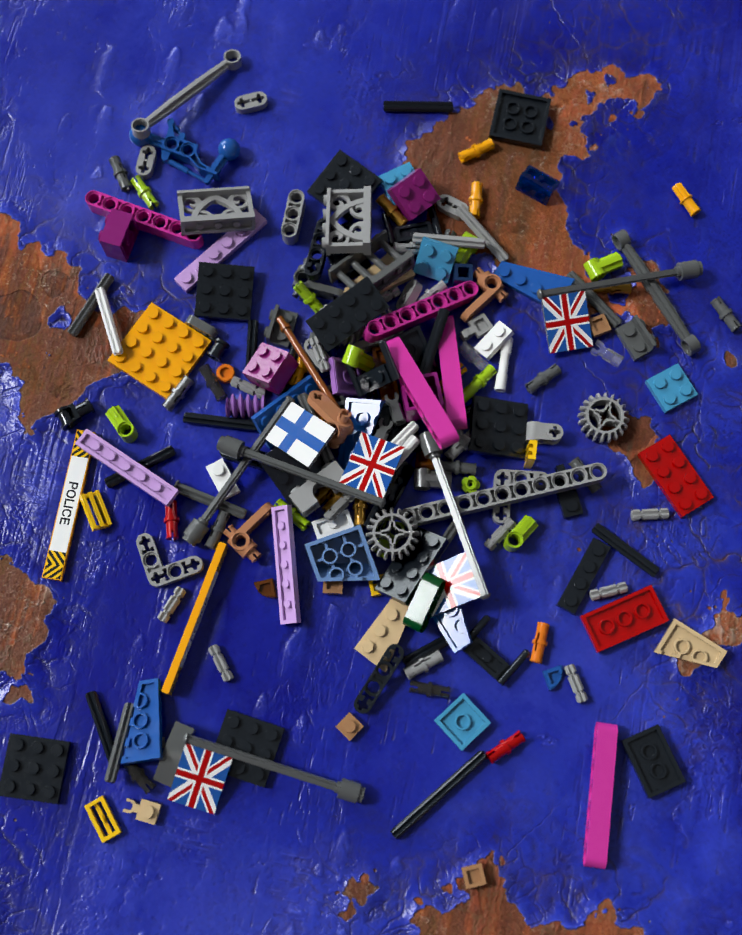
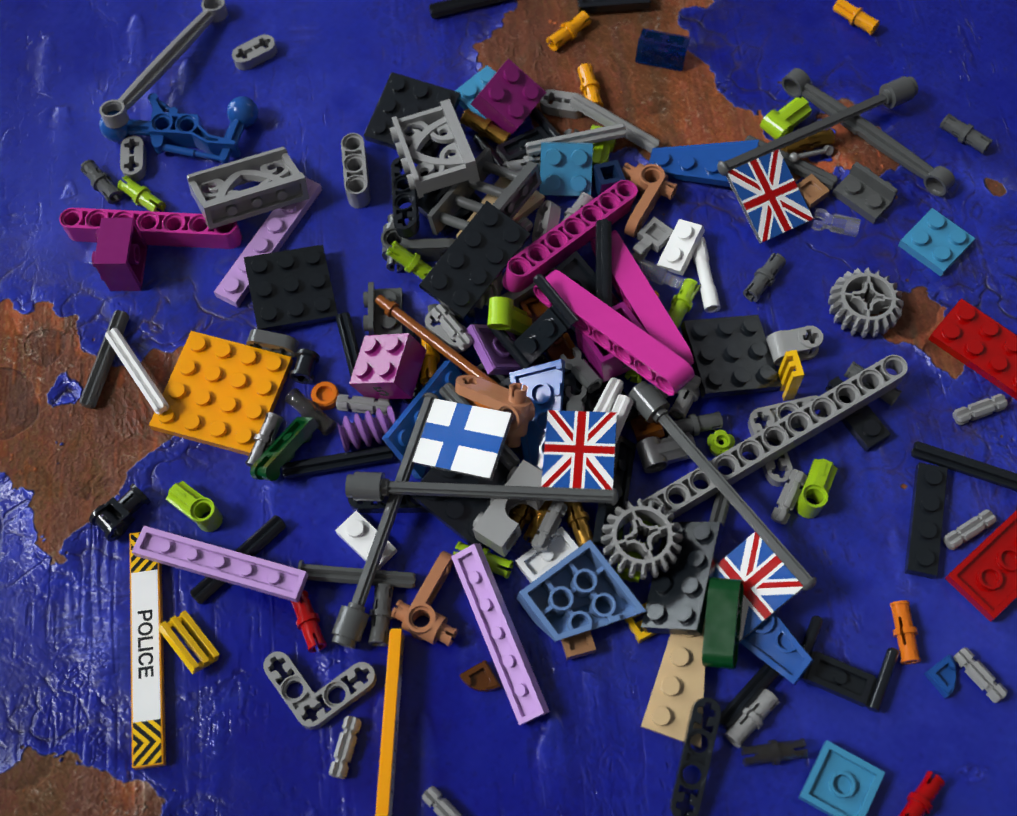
camera: 15 degrees left, 10 degrees down
(188, 403) = (283, 449): none -> dark green plate
(623, 297) = (827, 150): none -> light grey hinge

